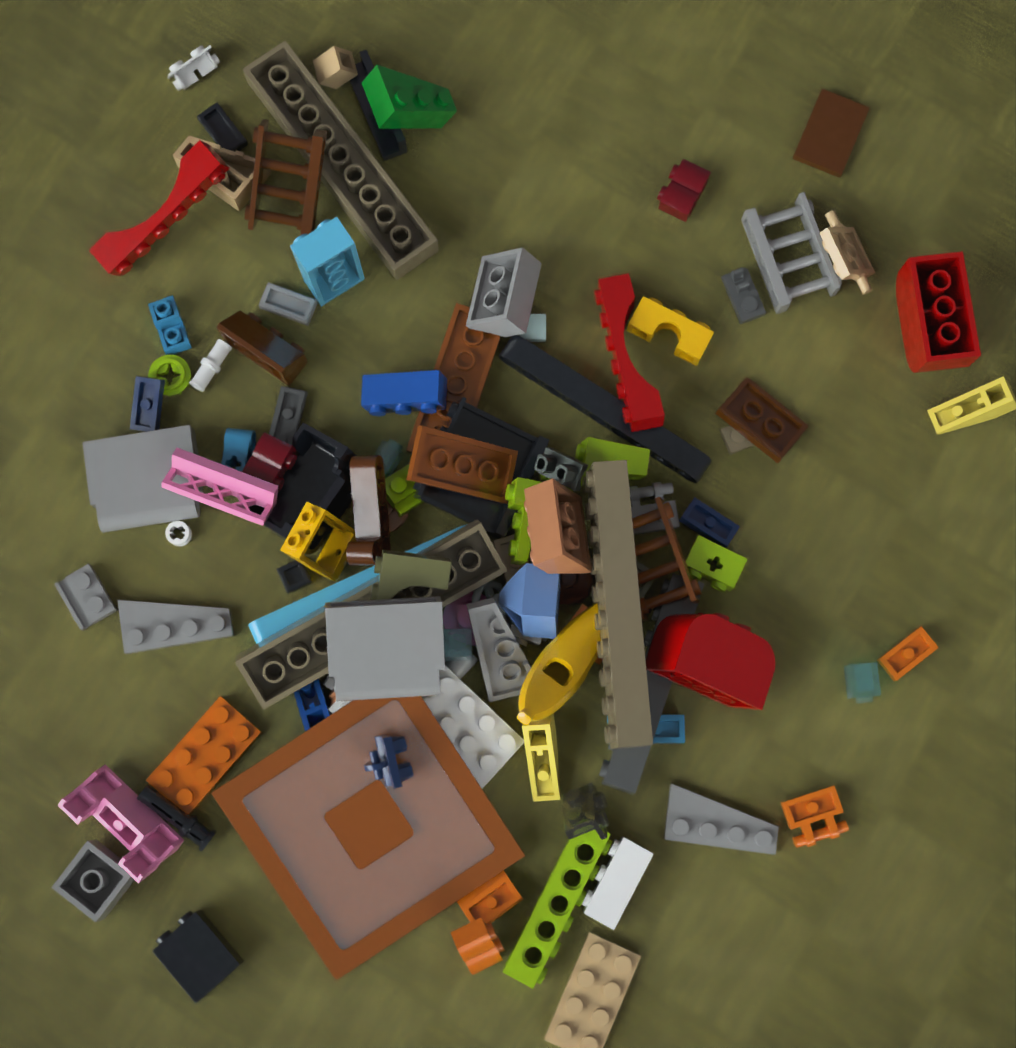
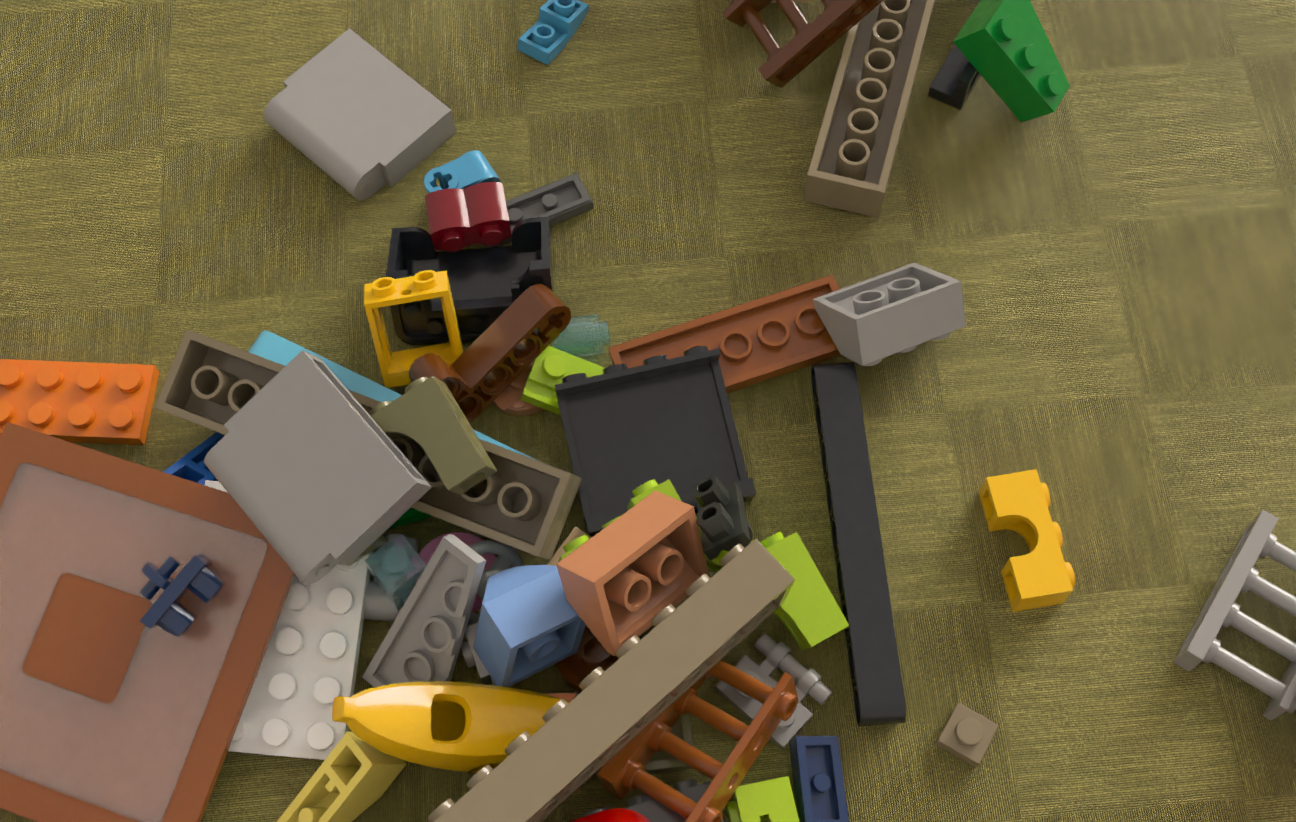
camera: 55 degrees right, 15 degrees down
(85, 597) = (180, 158): light grey plate -> none
(147, 404) = (445, 60): dark blue plate -> none
(162, 625) = (207, 260): light grey wing -> none
(179, 367) = (501, 52): lime gear -> none
(180, 525) = (315, 185): white bush -> none
(210, 365) = (541, 91): white pin -> none
(224, 482) = (411, 186): bright pink fence -> none
(263, 346) = (605, 119): reddish brown slope -> none
(288, 303) = (678, 117): light grey tile -> none
(294, 576) = (357, 344): black tile -> none
(328, 260) = (750, 94): medium azure brick -> none
(404, 392) = (675, 293): blue brick -> none
(461, 464) = (634, 406): dark orange plate -> none
(536, 328) = (882, 382): light aqua tile -> none
(642, 401) = (901, 560): red arch -> none
(683, 190) = (1214, 423): dark red brick -> none
(743, 295) = (1156, 599): dark grey plate -> none
(762, 420) = (1017, 748): reddish brown tile -> none

